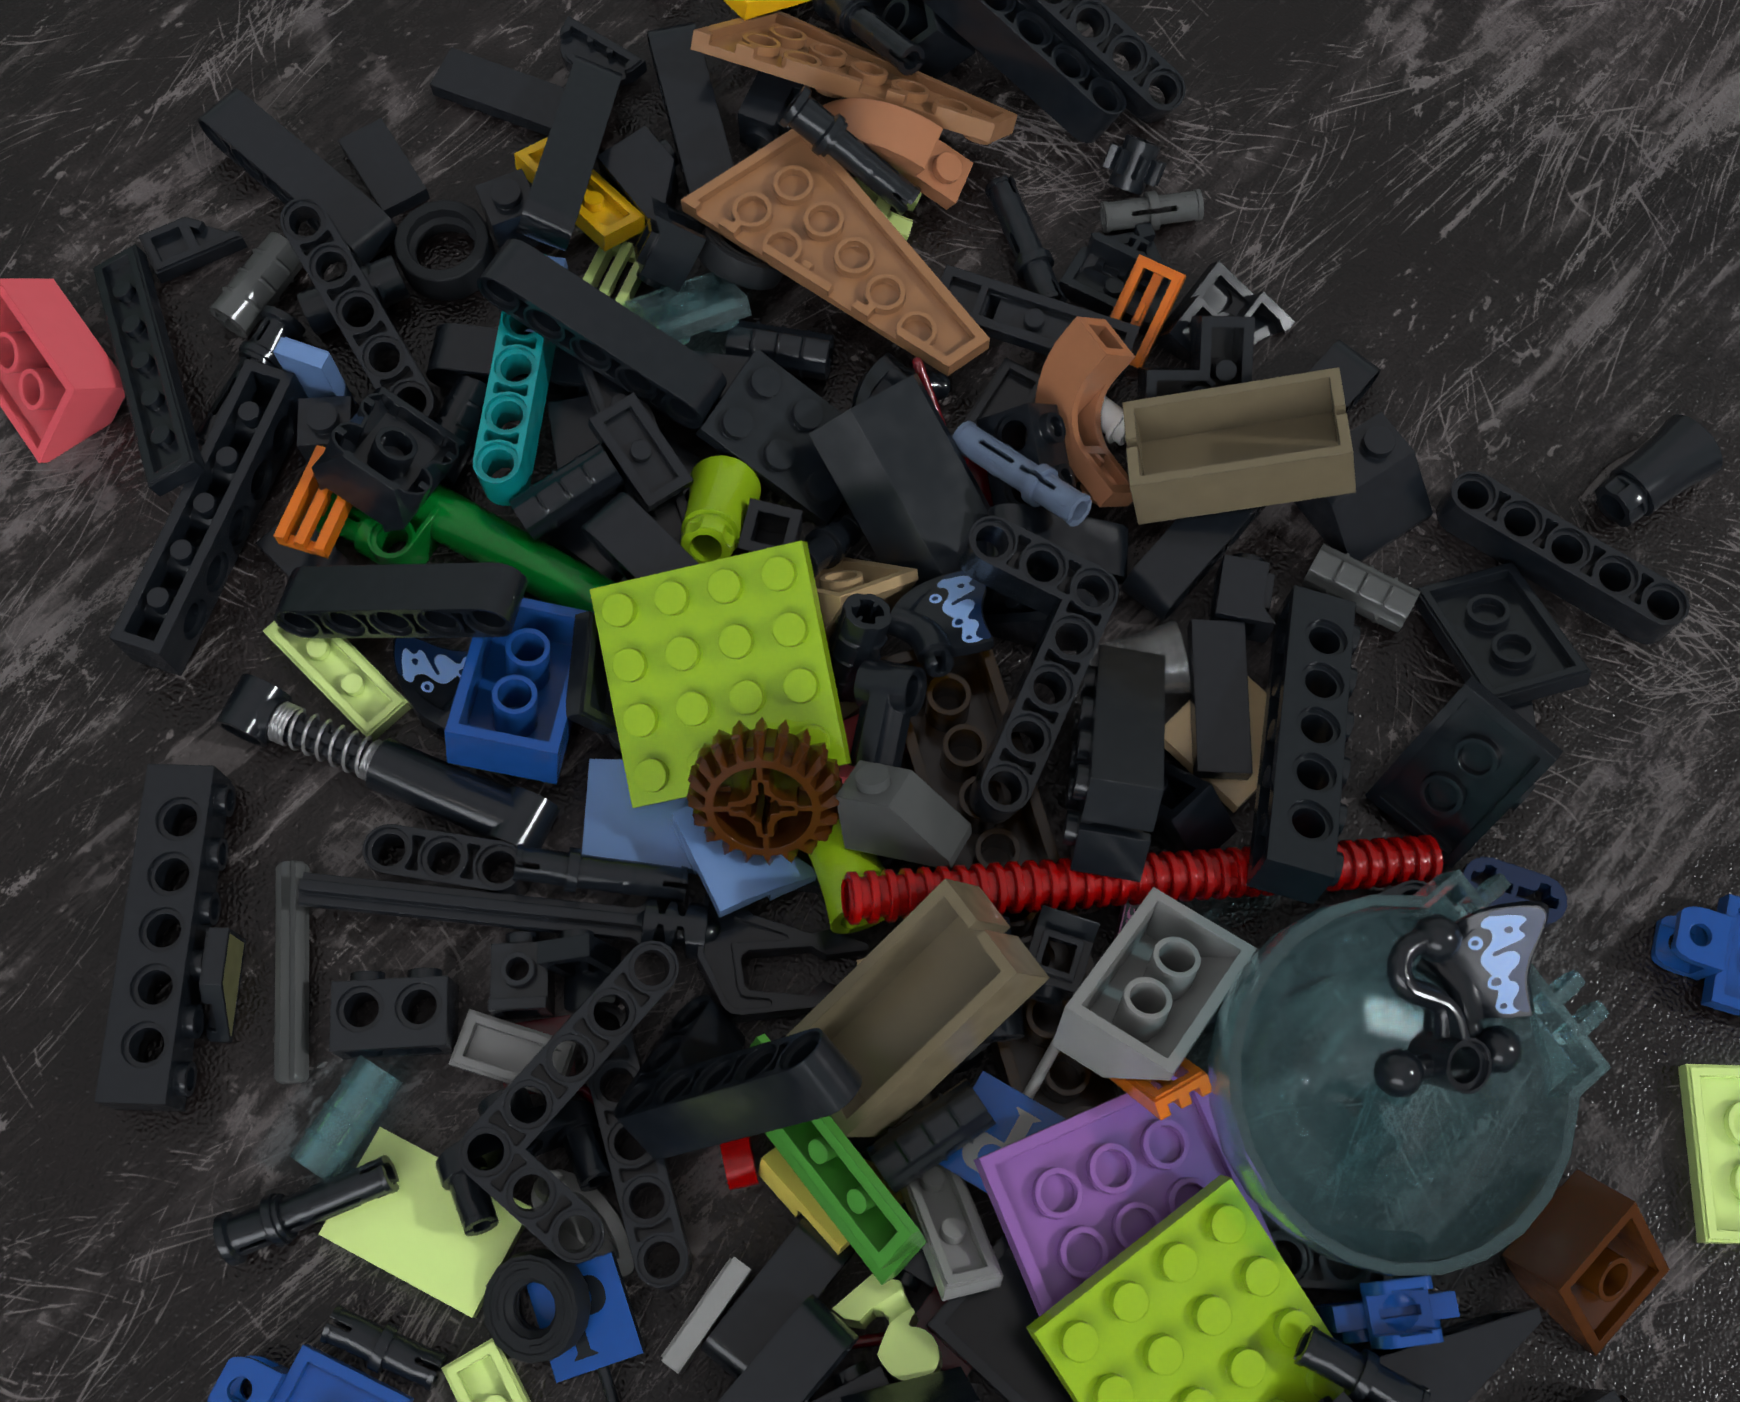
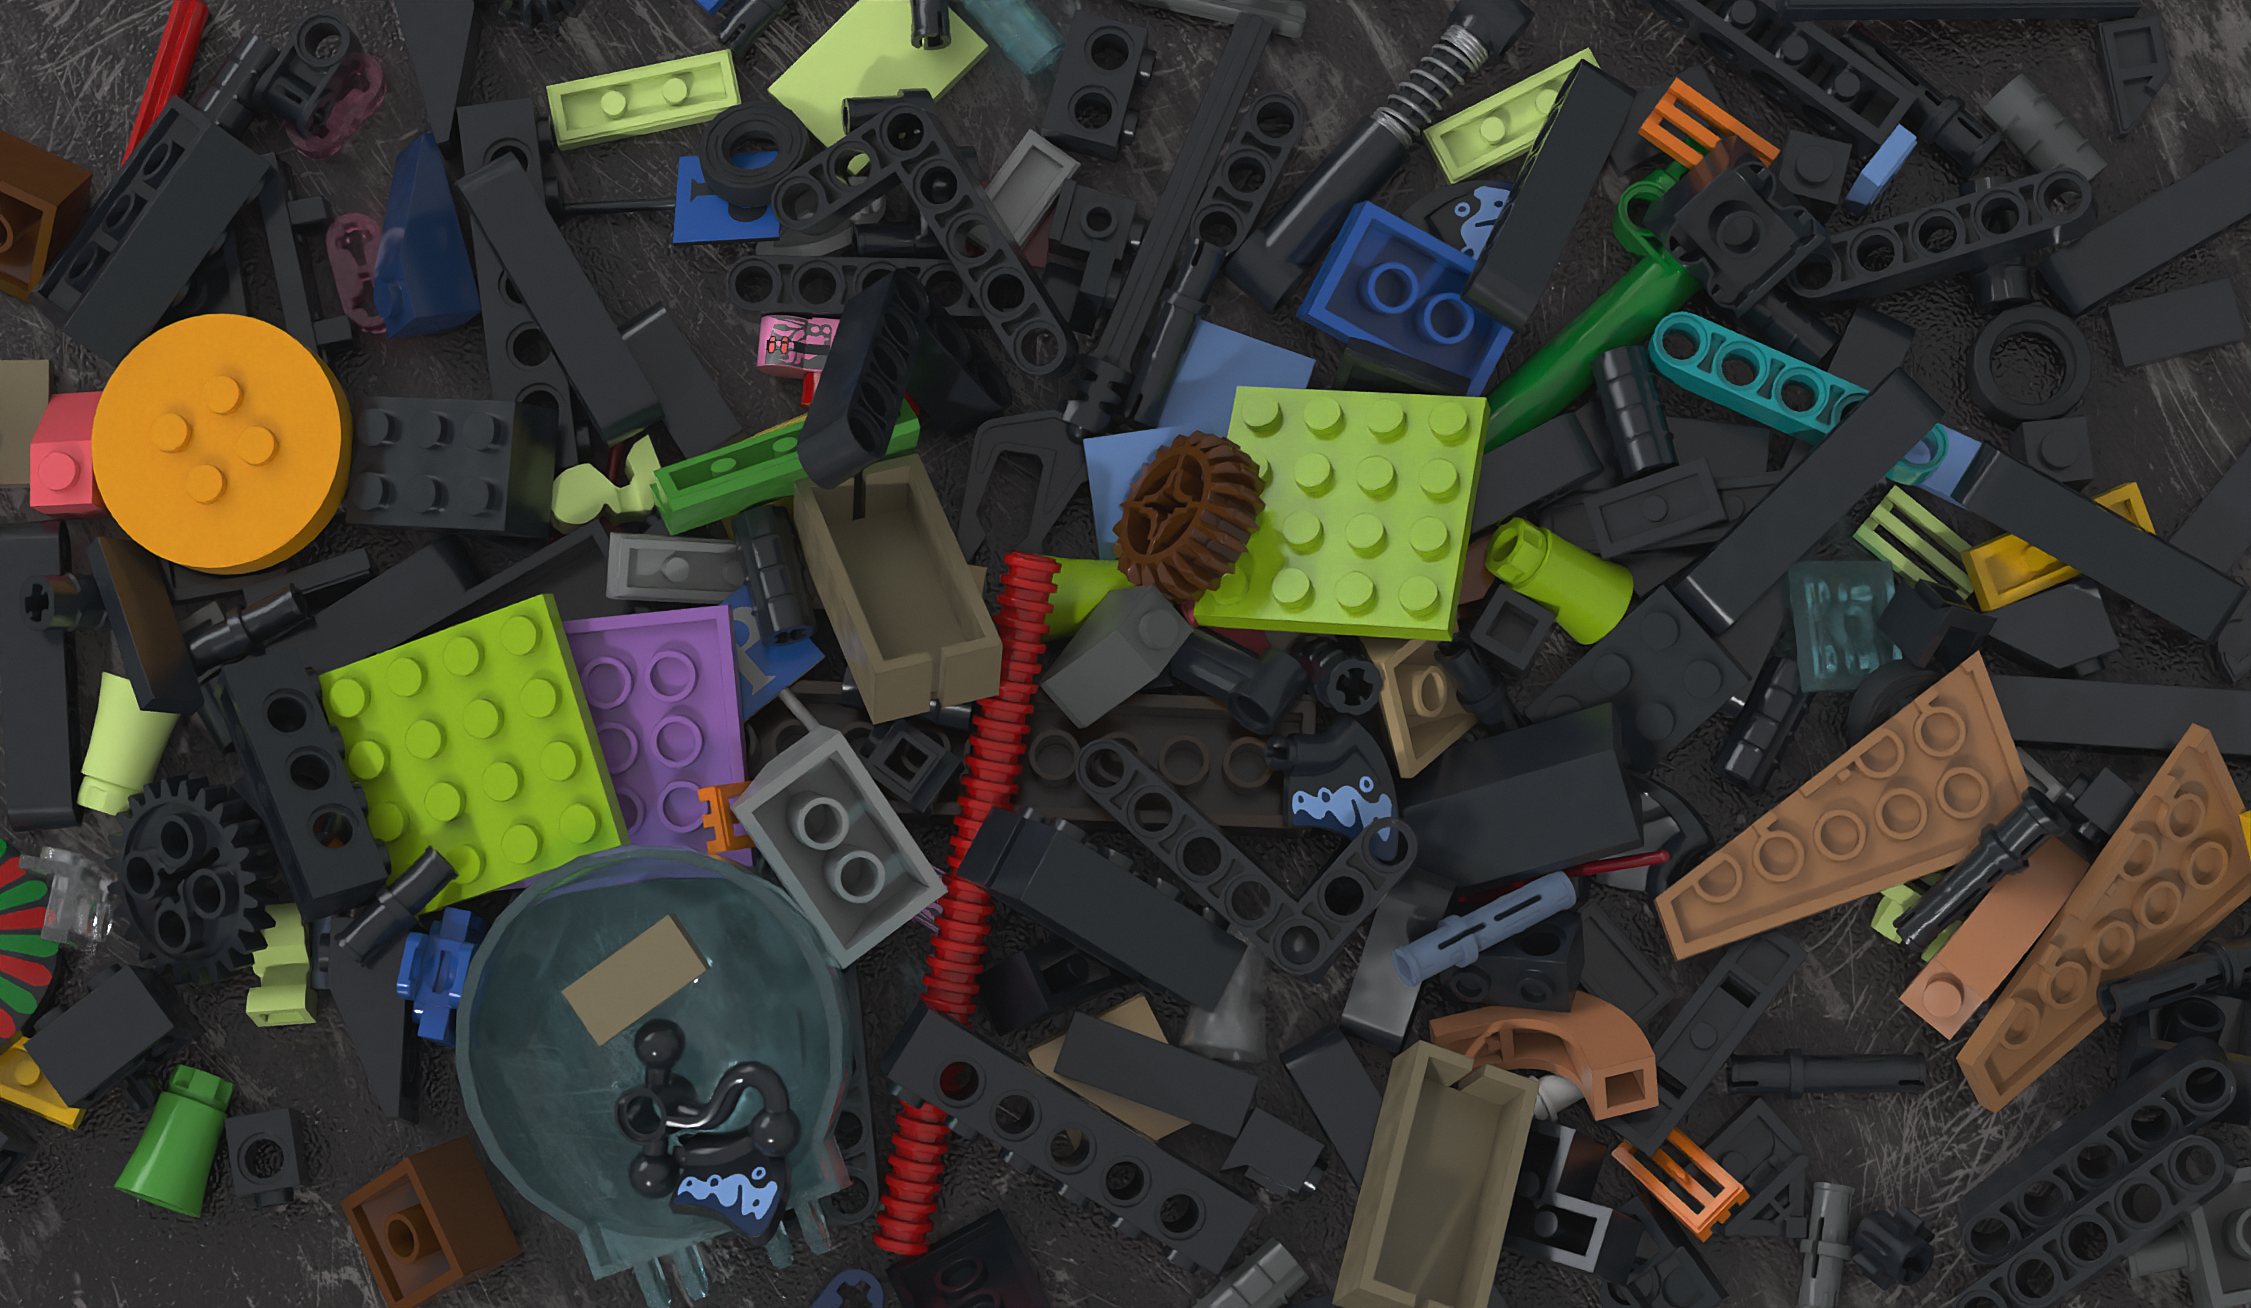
camera: 110 degrees right, 10 degrees up
(703, 1195) = (794, 345): none -> leg
(706, 1315) = (689, 317): light grey tile -> none
(1360, 1105) = (636, 979): none -> dark tan tile

